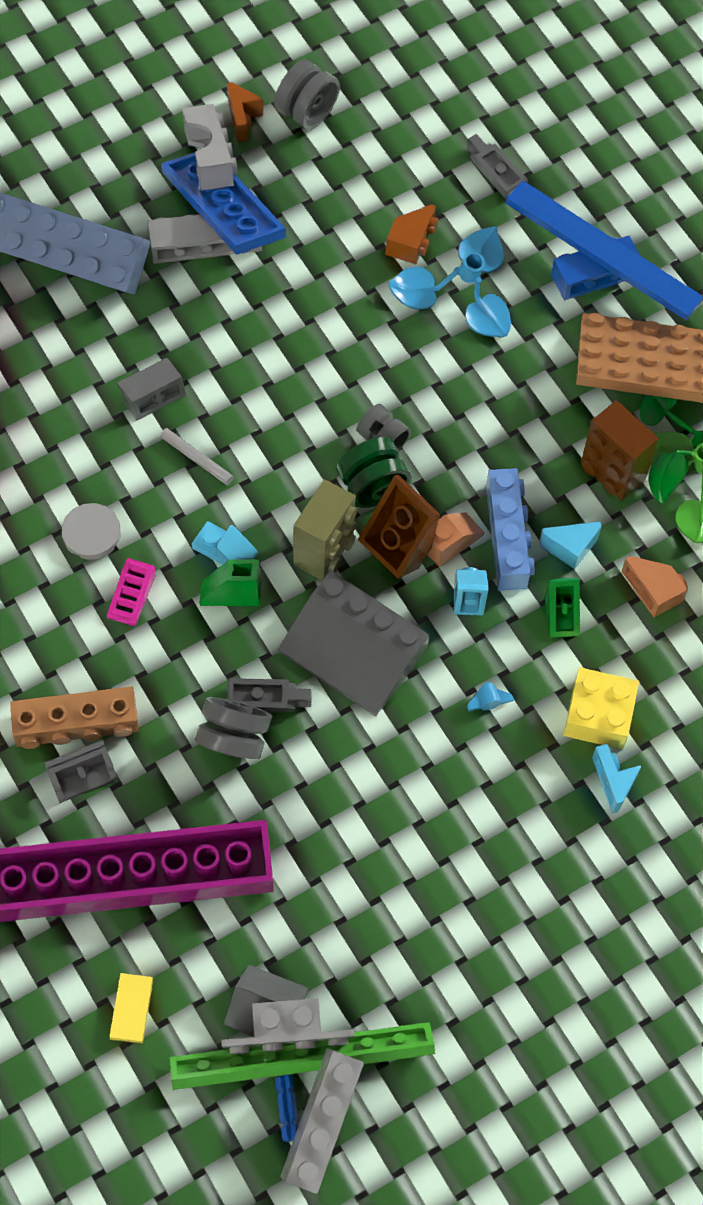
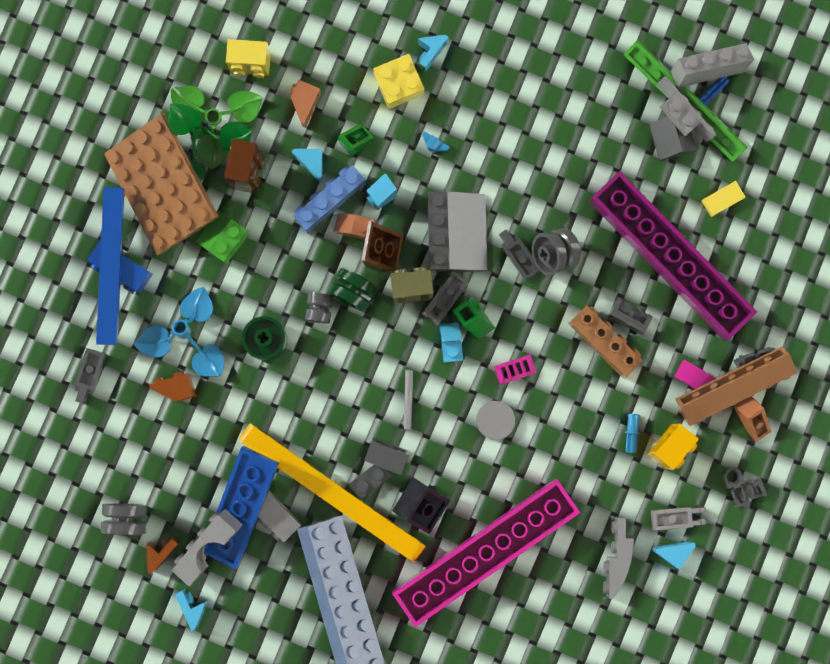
camera: 130 degrees left, 20 degrees up
(64, 383) = (421, 505): none -> black slope
(140, 350) = (369, 480): none -> dark grey plate
(155, 98) = (192, 613): none -> medium azure slope
(158, 308) = (333, 493): none -> yellow beam
(282, 577) = (446, 297): none -> dark grey plate
(393, 351) = (256, 330): none -> dark green wheel
(549, 390) = (223, 237): none -> bright green slope

